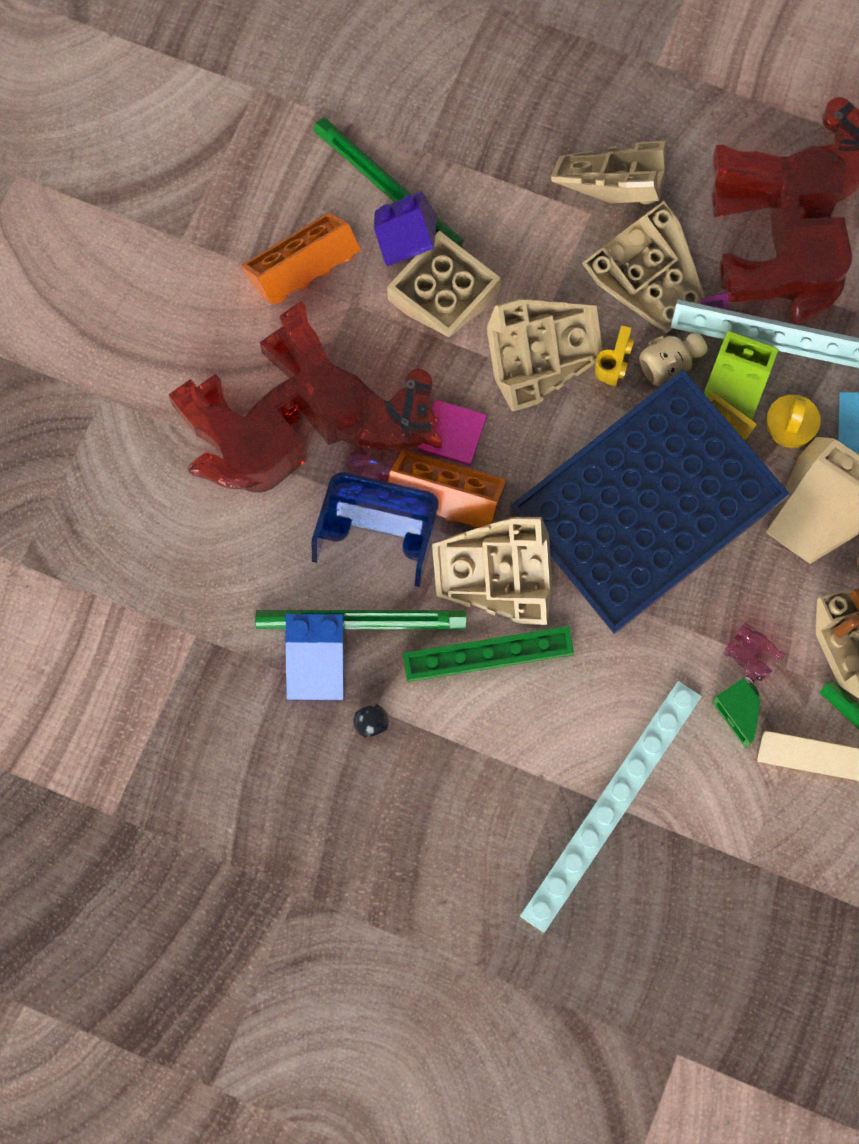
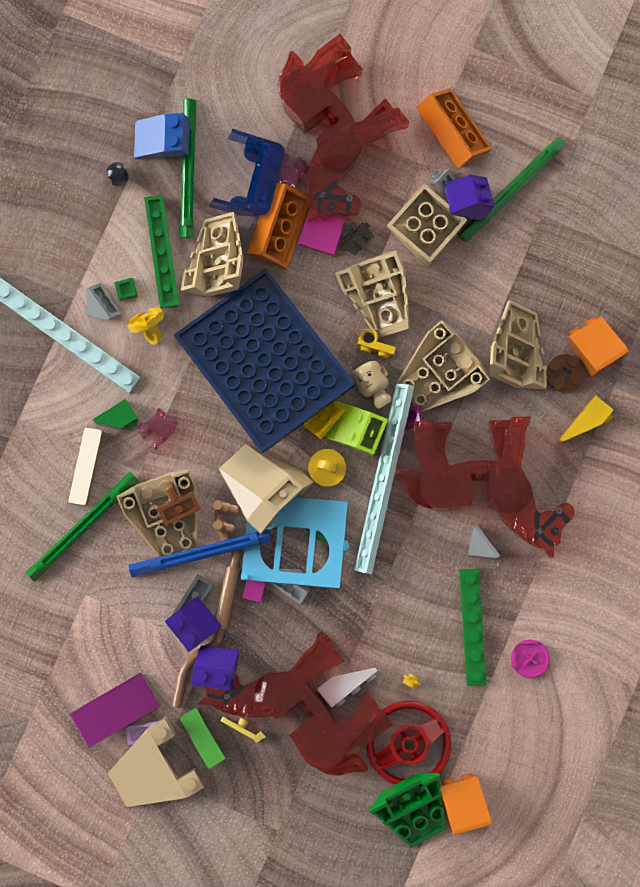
camera: 90 degrees right, 10 degrees up
(375, 271) = (440, 178): none -> light grey bracket
(459, 387) = (361, 231): none -> clear smoke hips
(545, 706) = (126, 289): none -> green tile
(570, 741) = (100, 303): none -> light grey slope
(599, 668) = (147, 324): none -> yellow tile
(607, 74) = (596, 345): none -> orange slope
(645, 107) = (574, 379): none -> reddish brown plate
(705, 90) = (591, 417): none -> yellow slope

